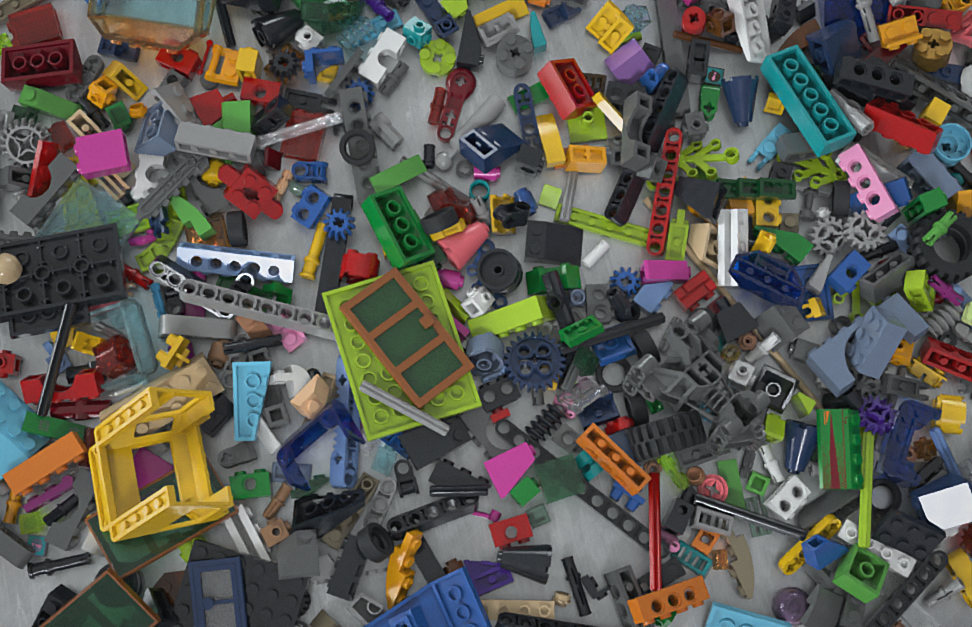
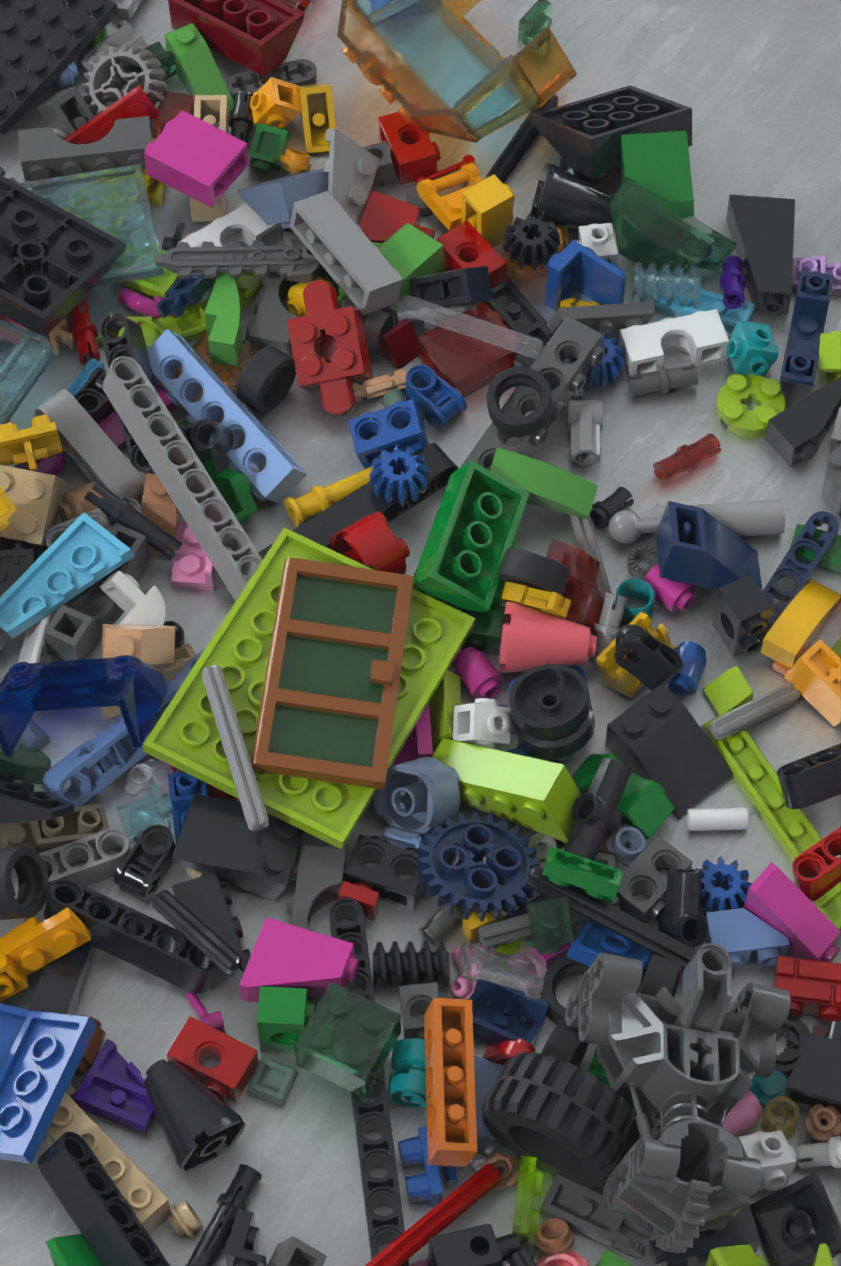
camera: 50 degrees right, 20 degrees down
(116, 51) = (350, 83): dark blue slope -> none
(121, 193) = (175, 213): light nougat tile -> none
(455, 99) = (721, 471): dark red beam -> none

